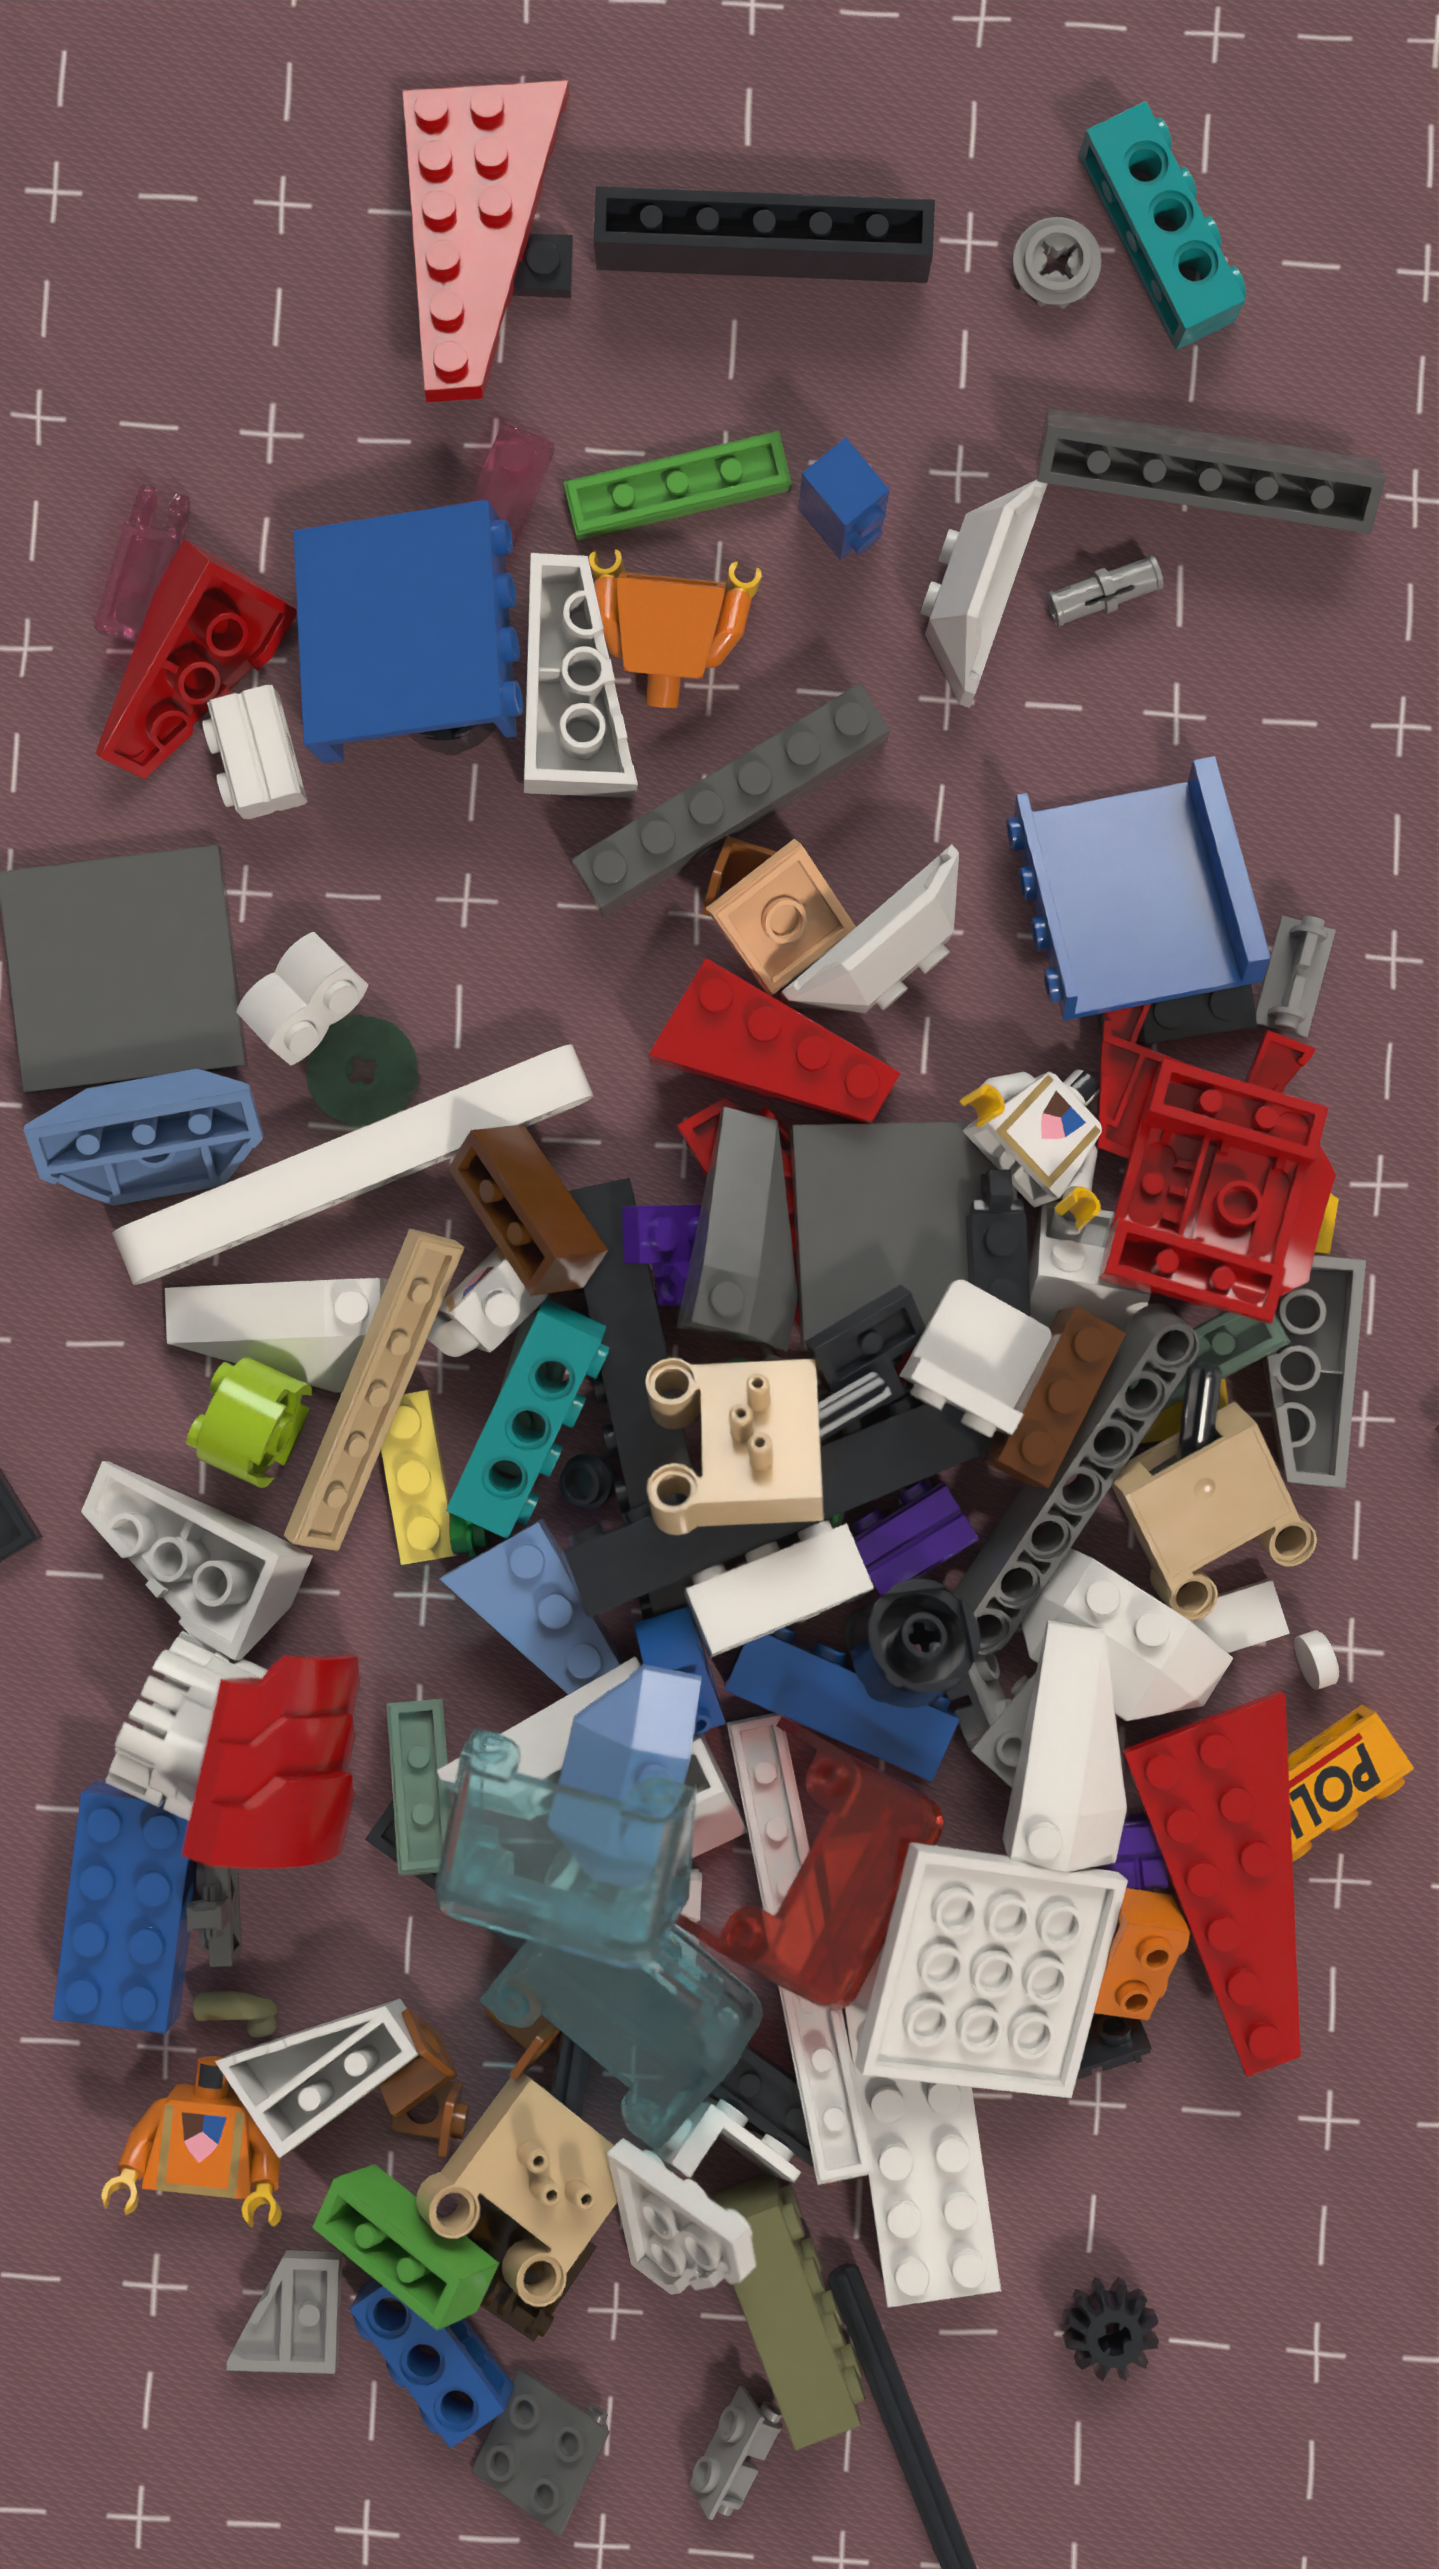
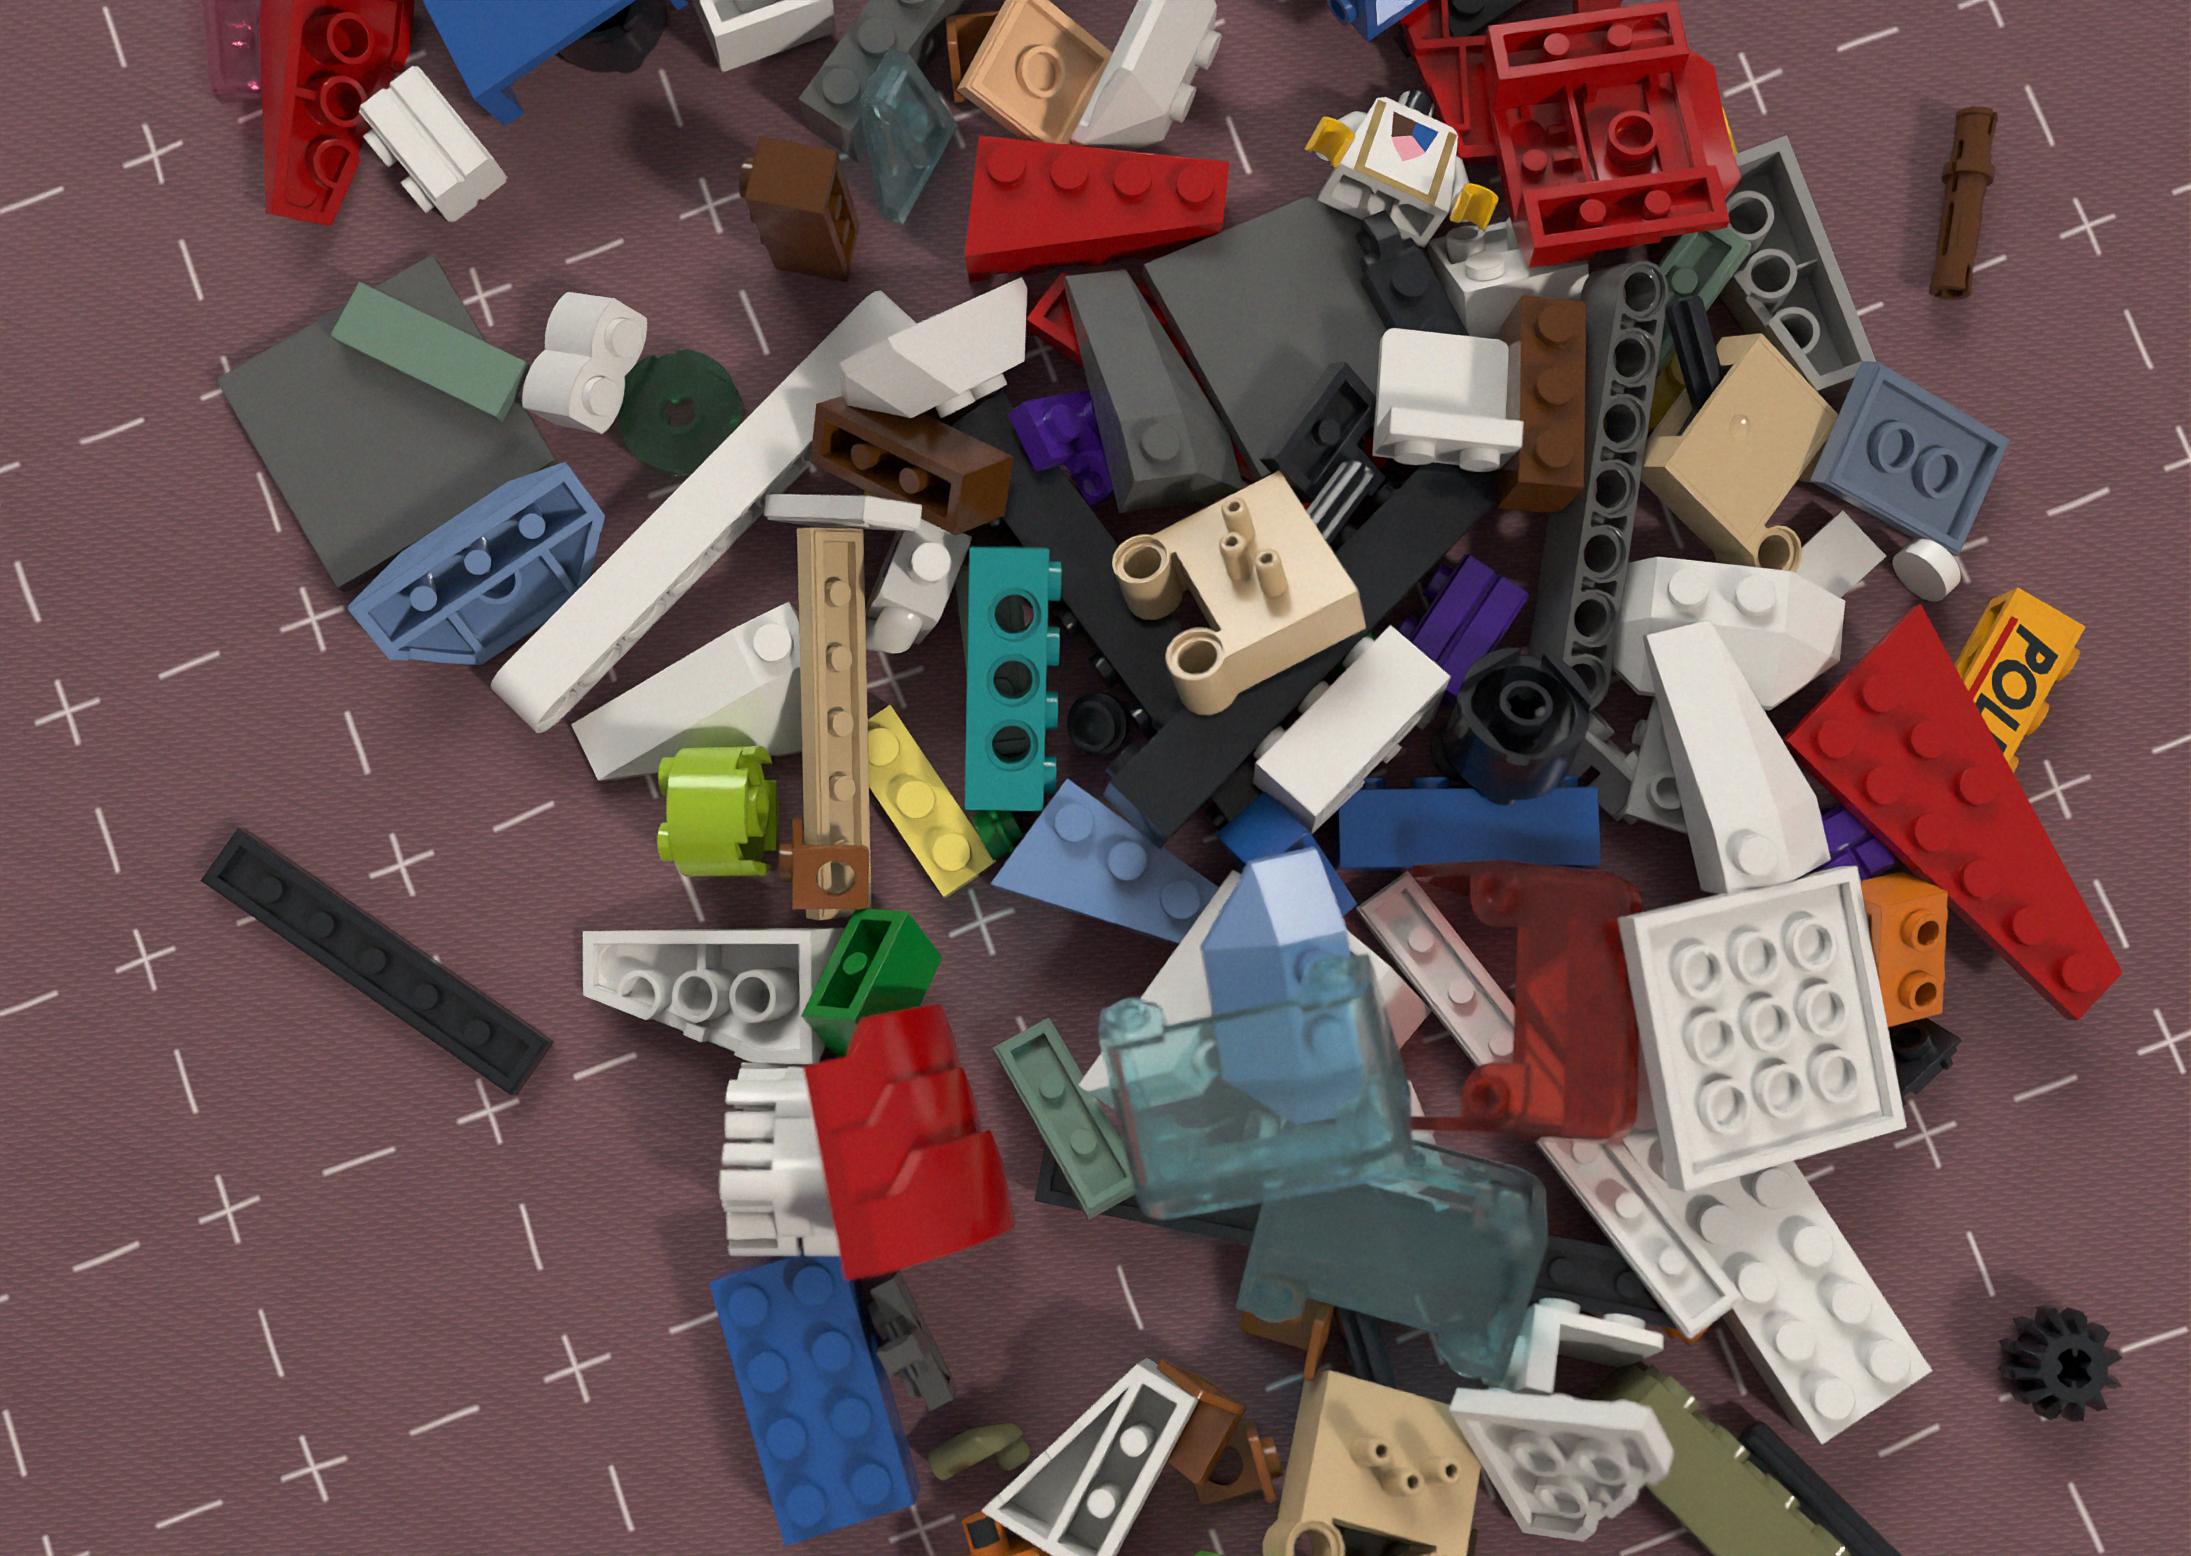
camera: 25 degrees left, 5 degrees down
(180, 931) = (430, 352): none -> sand green tile
(300, 1496) = (801, 863): none -> dark orange bracket
(312, 1611) = (875, 970): none -> green brick
(453, 1227) = (843, 512): none -> white tile
(530, 959) = (801, 207): none -> reddish brown brick
(597, 1136) = (941, 359): none -> white wedge
(645, 923) = (903, 132): none -> clear light blue wing
(1340, 1568) = (1909, 458): none -> sand blue tile

